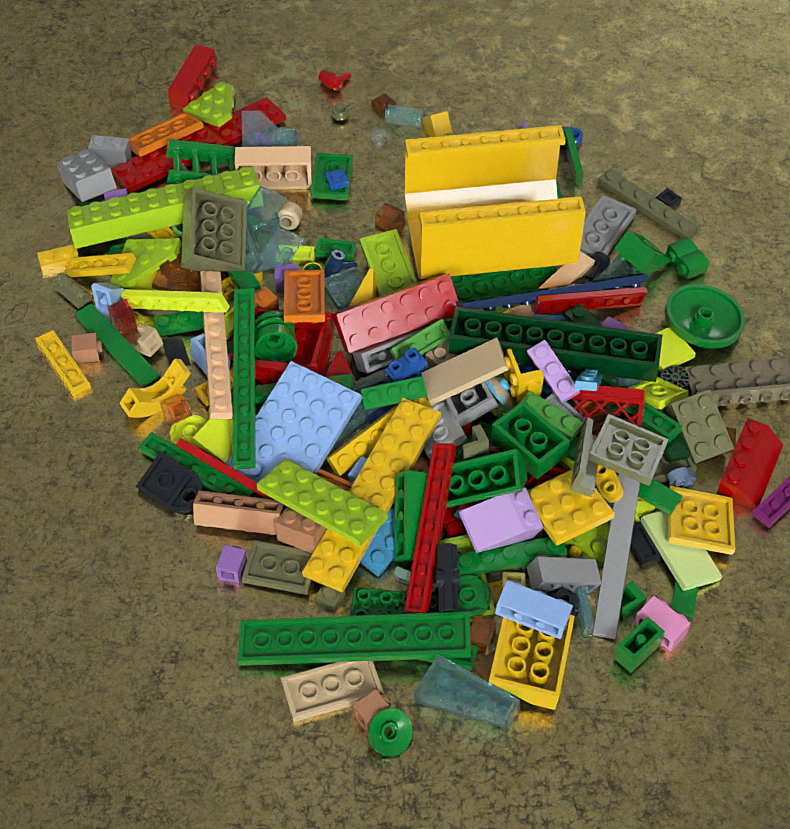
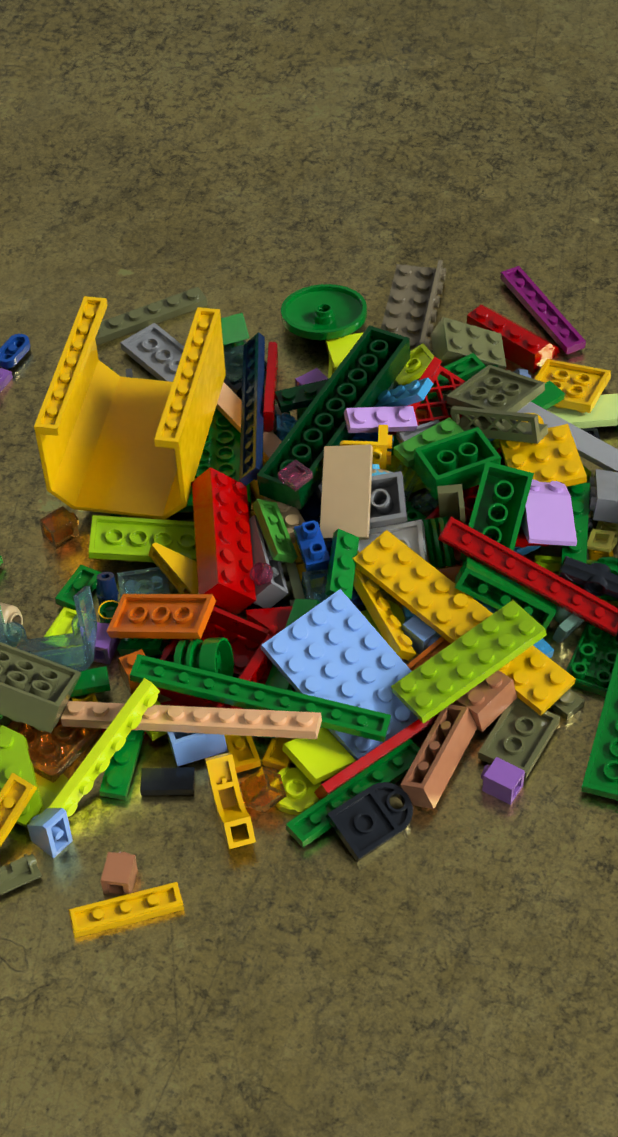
camera: 70 degrees left, 5 degrees down
(118, 346) = (130, 840): green tile -> none
(122, 316) = (87, 823): clear red brick -> none
(149, 340) = (138, 804): tan panel -> none
(366, 344) = (261, 573): none -> clear pink plate
(457, 327) = (295, 475): none -> clear pink plate
(573, 156) = (42, 345): green tile -> none
(669, 198) = (146, 297): black tile -> none
(687, 258) = (241, 301): green brick -> none

